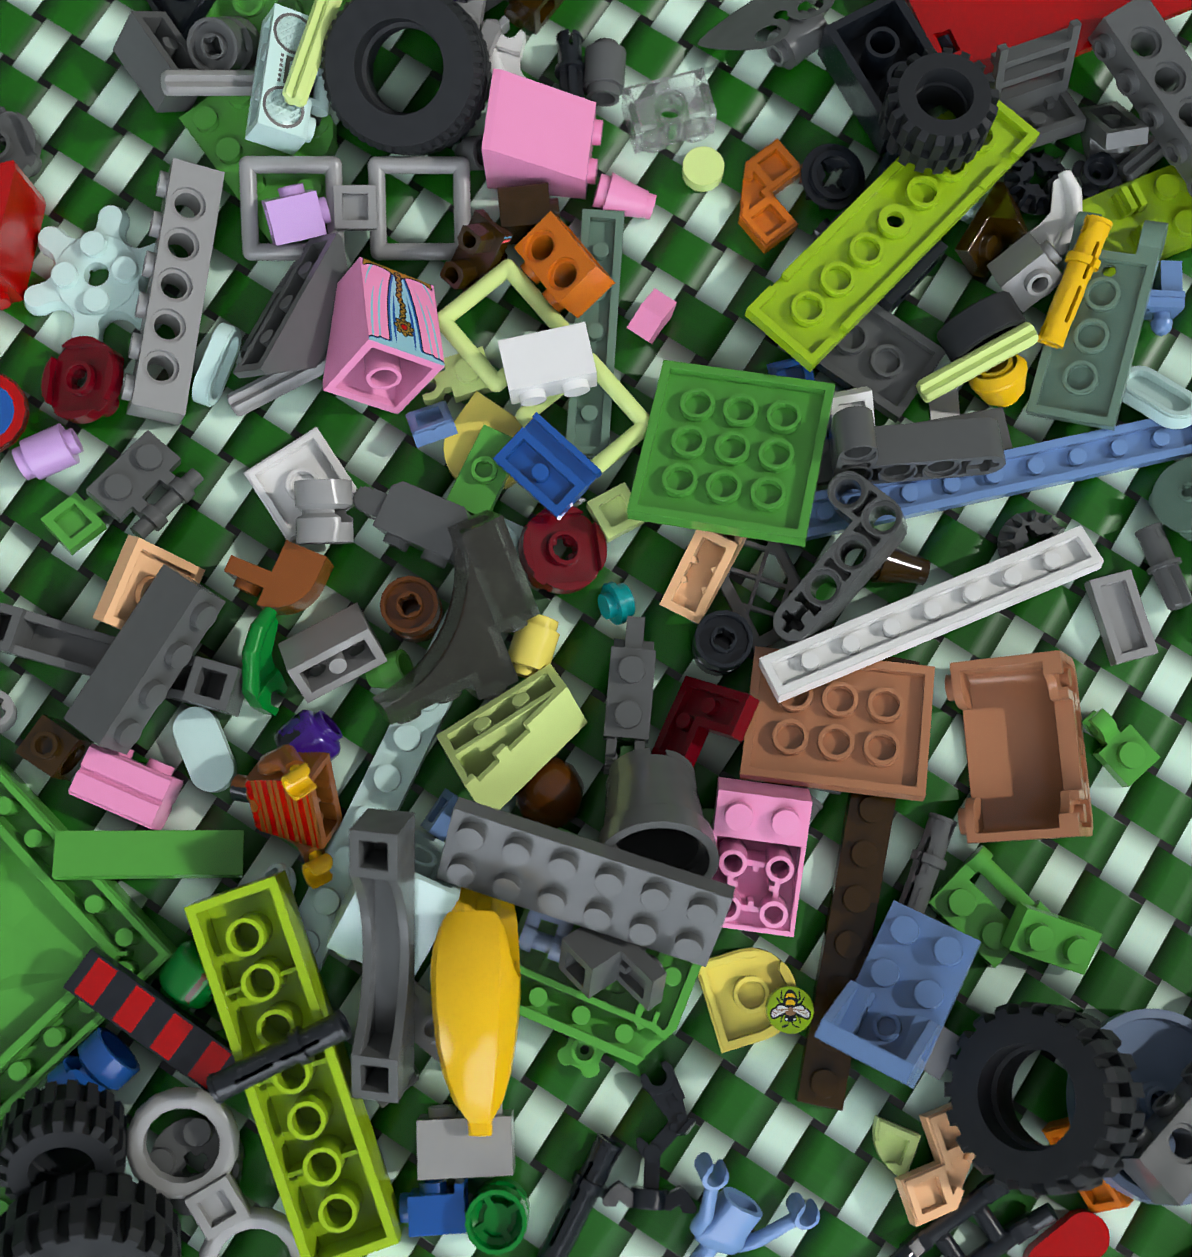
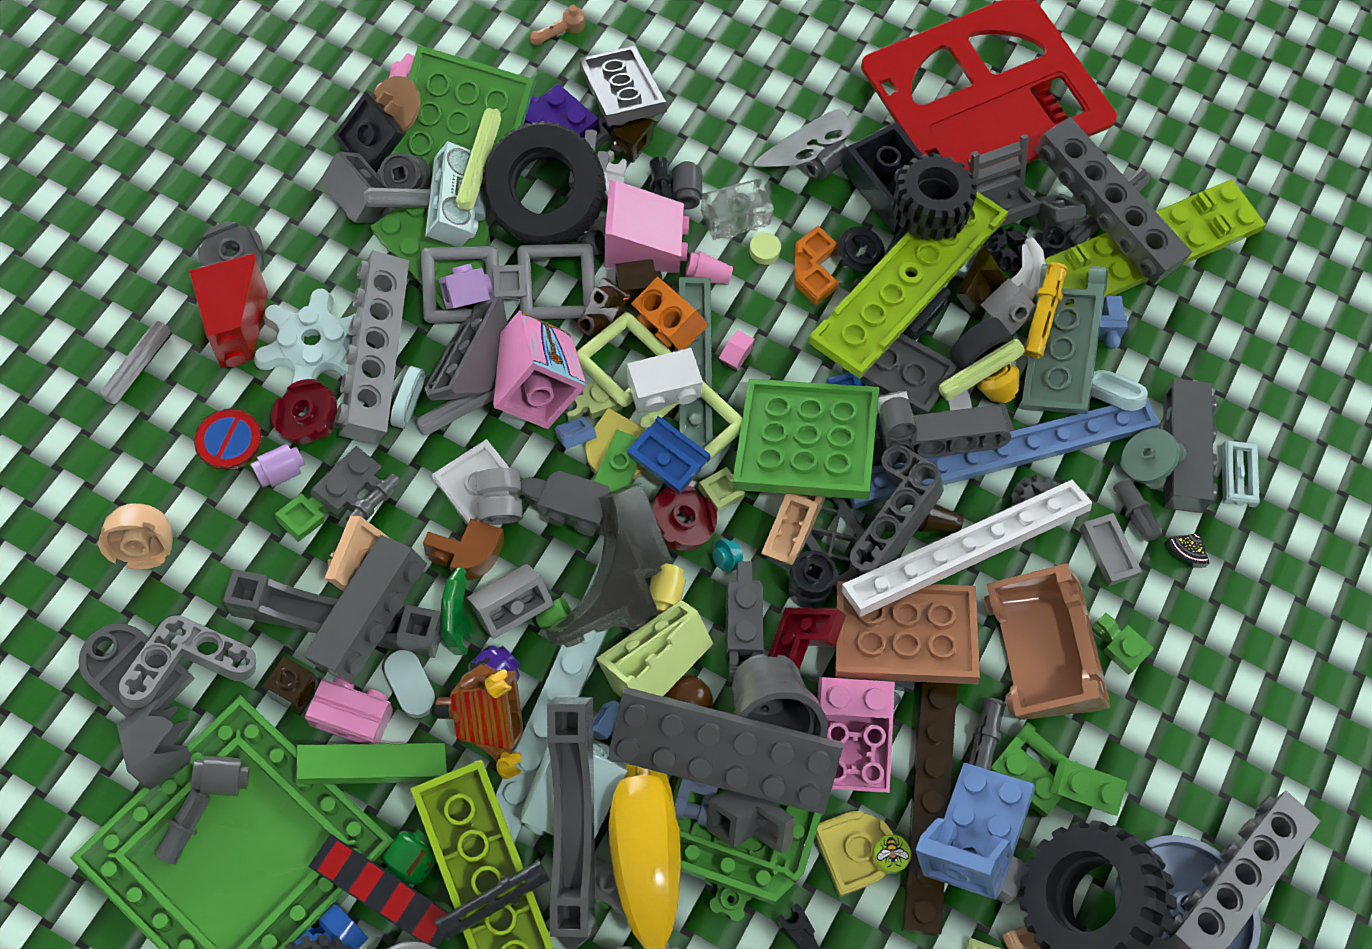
camera: 10 degrees left, 15 degrees down
(412, 609) = (570, 566): reddish brown wheel -> none

